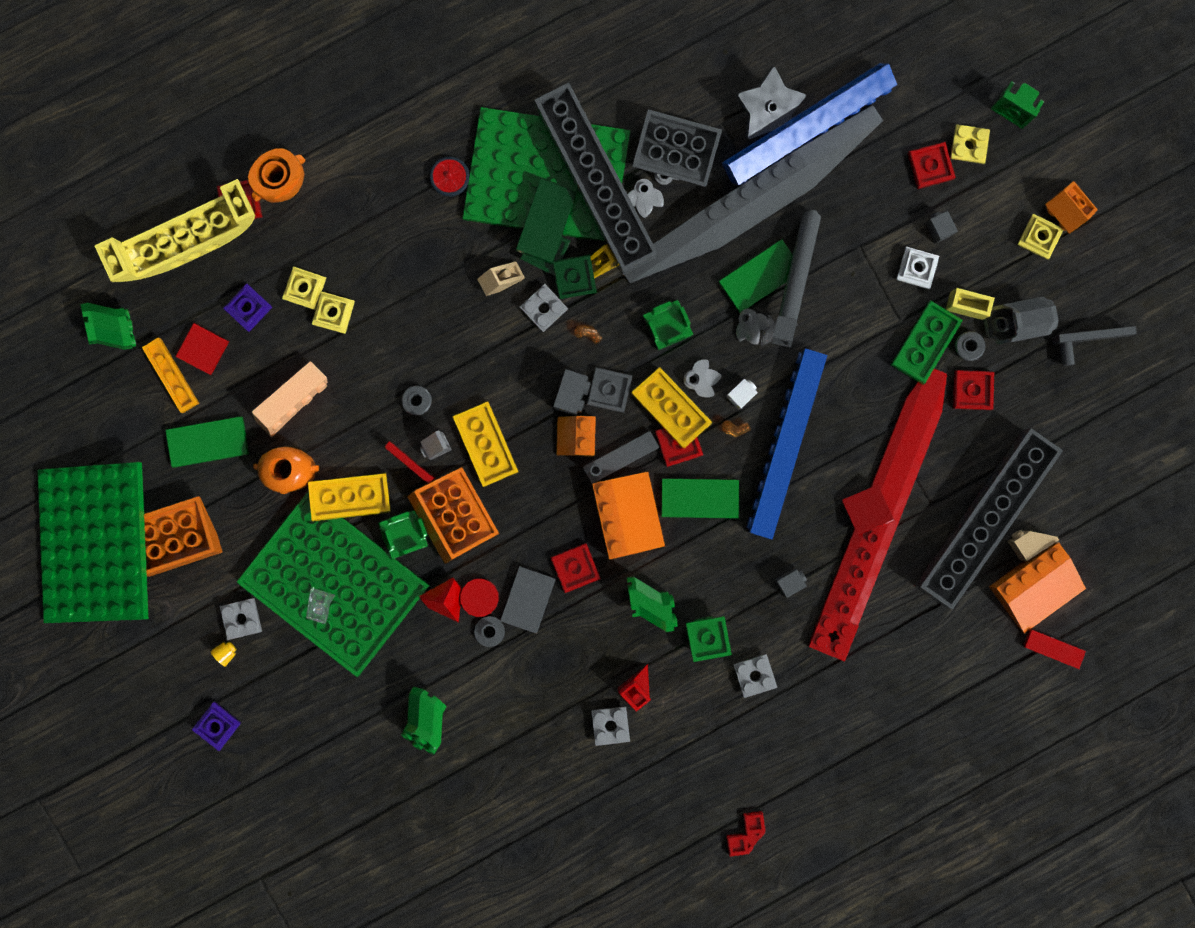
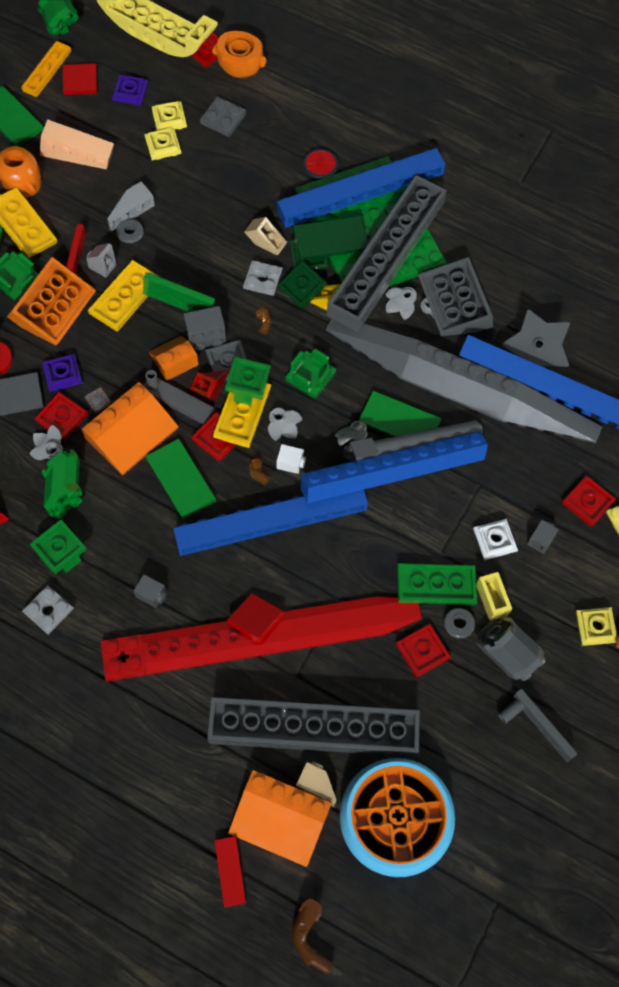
camera: 55 degrees right, 20 degrees down
(335, 235) = (223, 116): none -> dark grey plate
(388, 380) = (133, 203): none -> light grey slope
(507, 157) = (359, 187): none -> blue brick
(525, 398) = (175, 294): none -> green tile
(543, 539) = (67, 379): none -> dark purple piece
(578, 527) = (97, 399): none -> clear tile
(595, 595) = (46, 443): none -> light grey plate
(625, 421) = (210, 383): none -> red slope
(652, 387) = (247, 380): none -> green panel
(811, 312) = (393, 467): none -> blue brick
(1112, 465) = (435, 812): none -> orange wheel
(1123, 609) = (309, 913): none -> reddish brown piece

